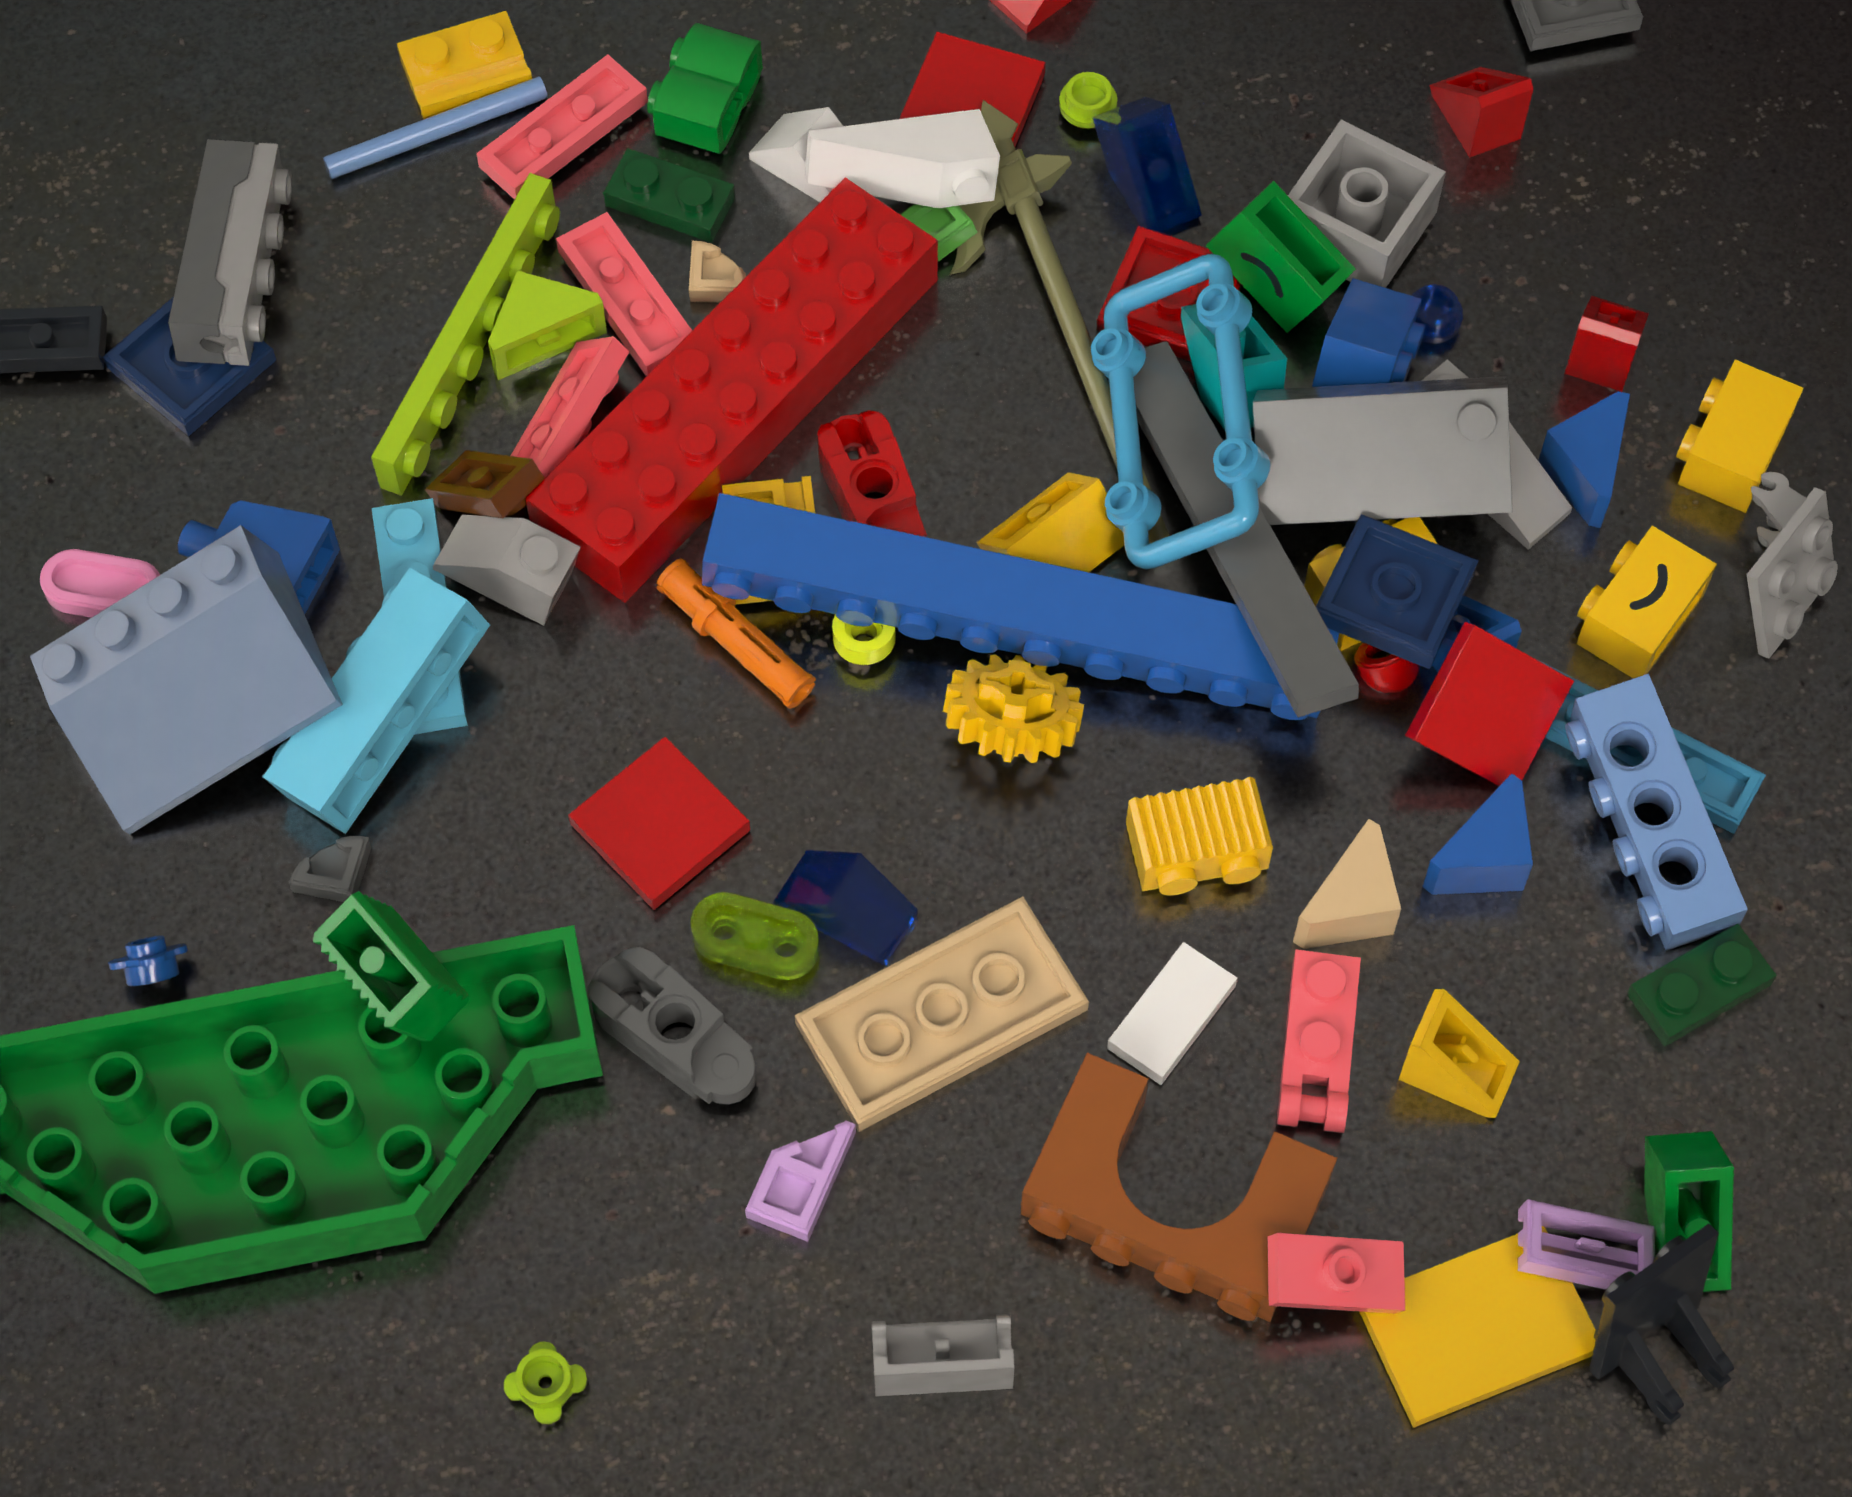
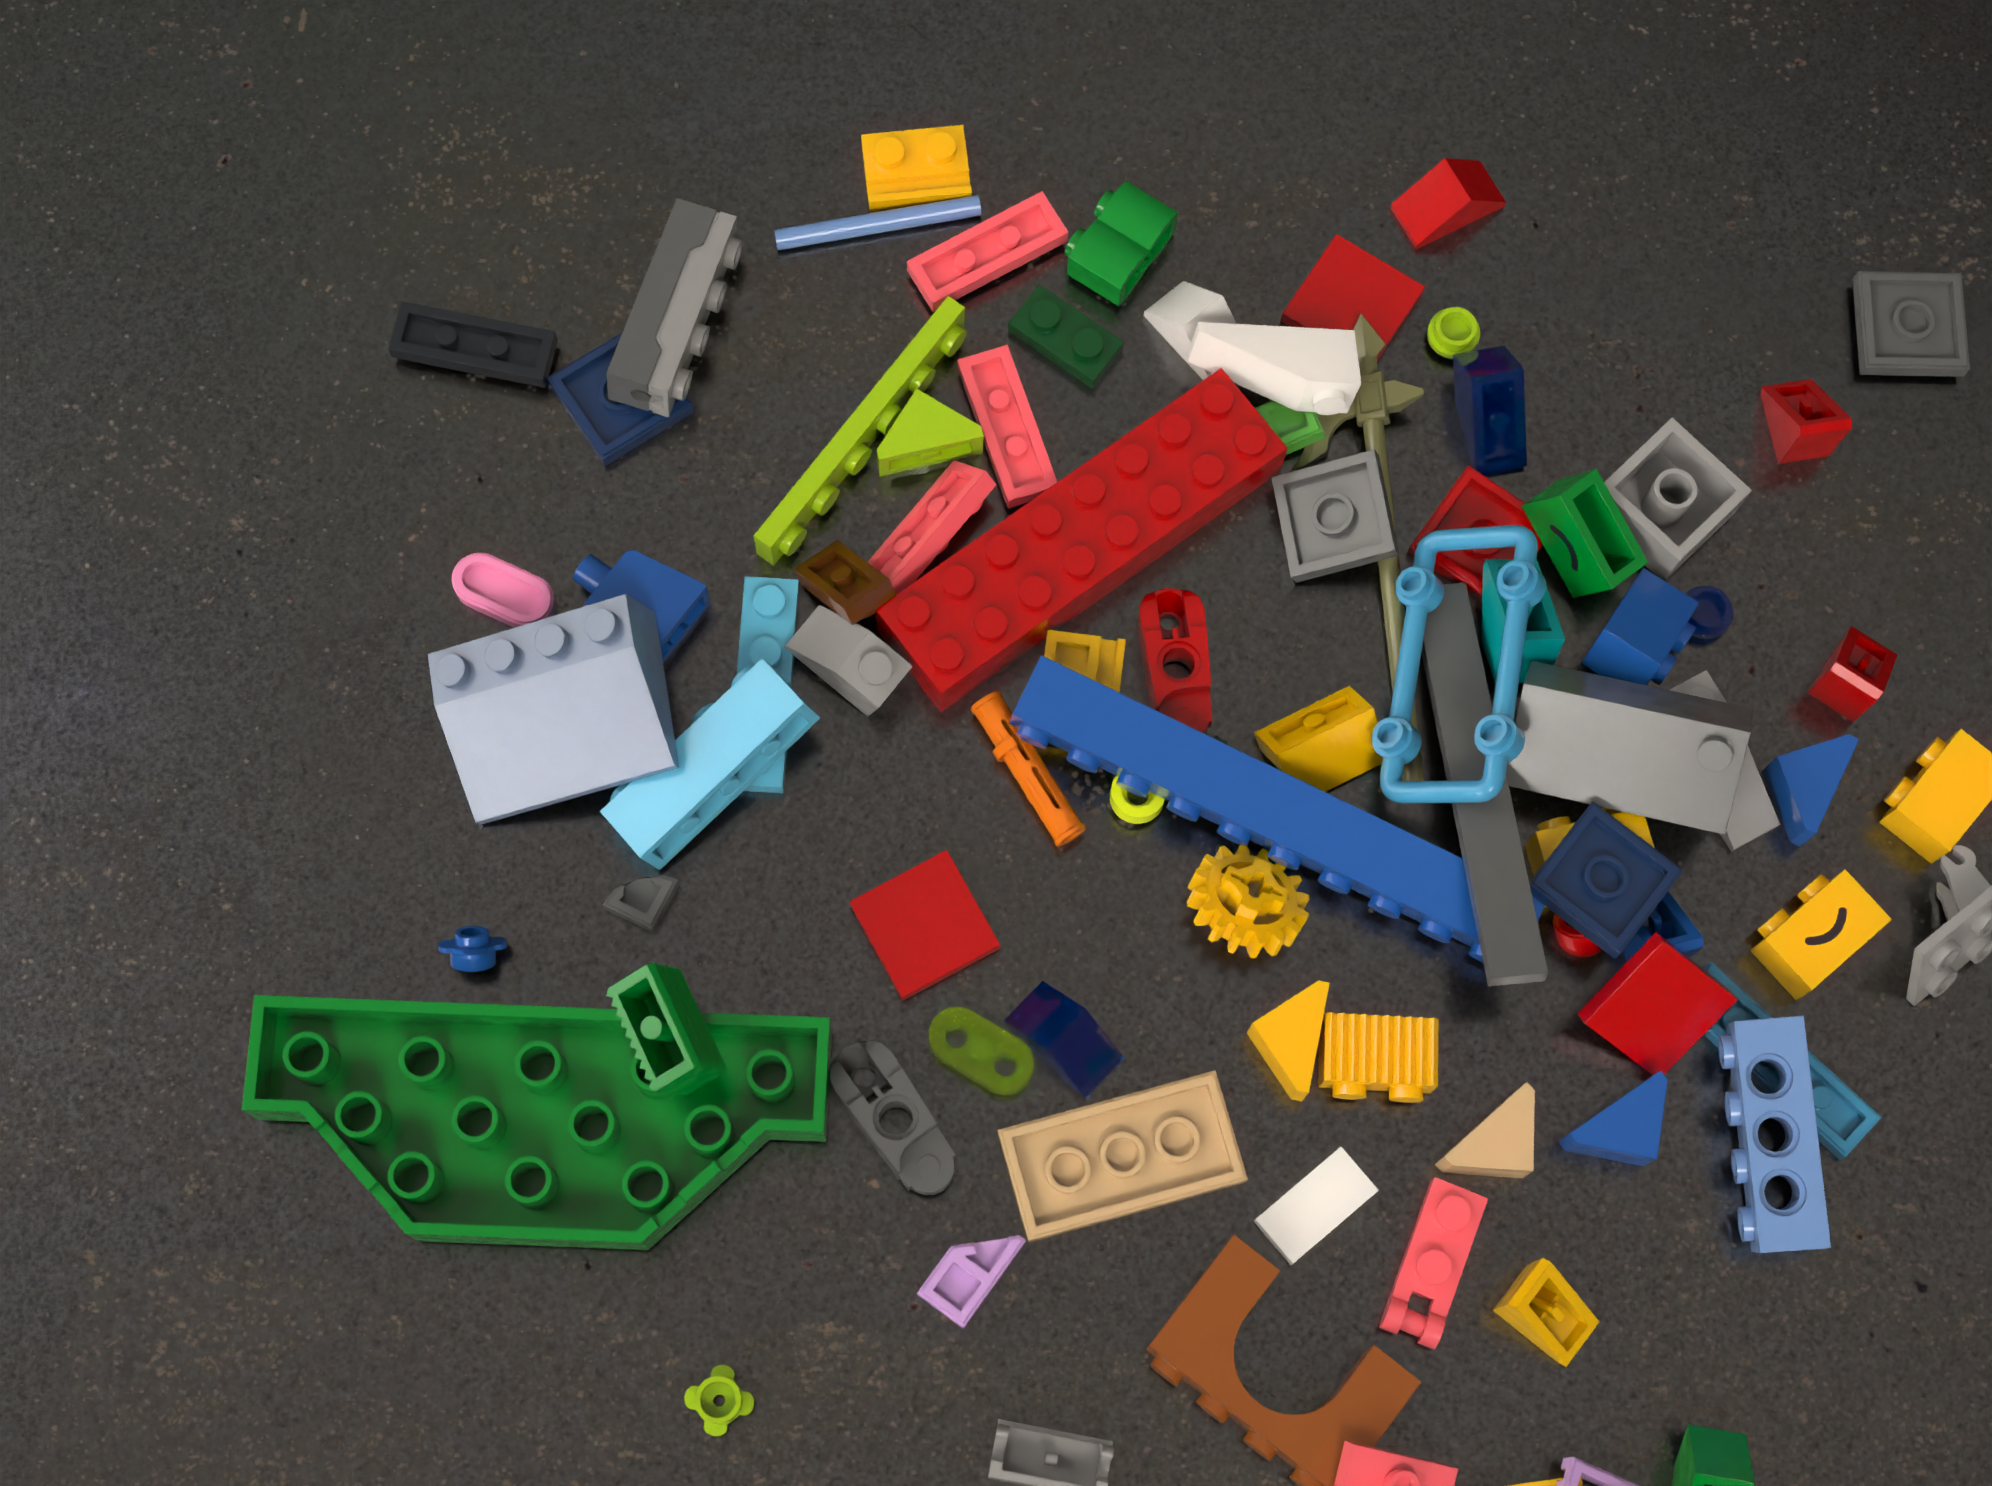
camera: 10 degrees right, 10 degrees up
(712, 273) = (1087, 423): tan tile -> none
(1007, 303) = (1335, 516): none -> plate
(1094, 841) = (1290, 1038): none -> yellow slope
(1701, 984) = (1773, 1292): dark green plate -> none

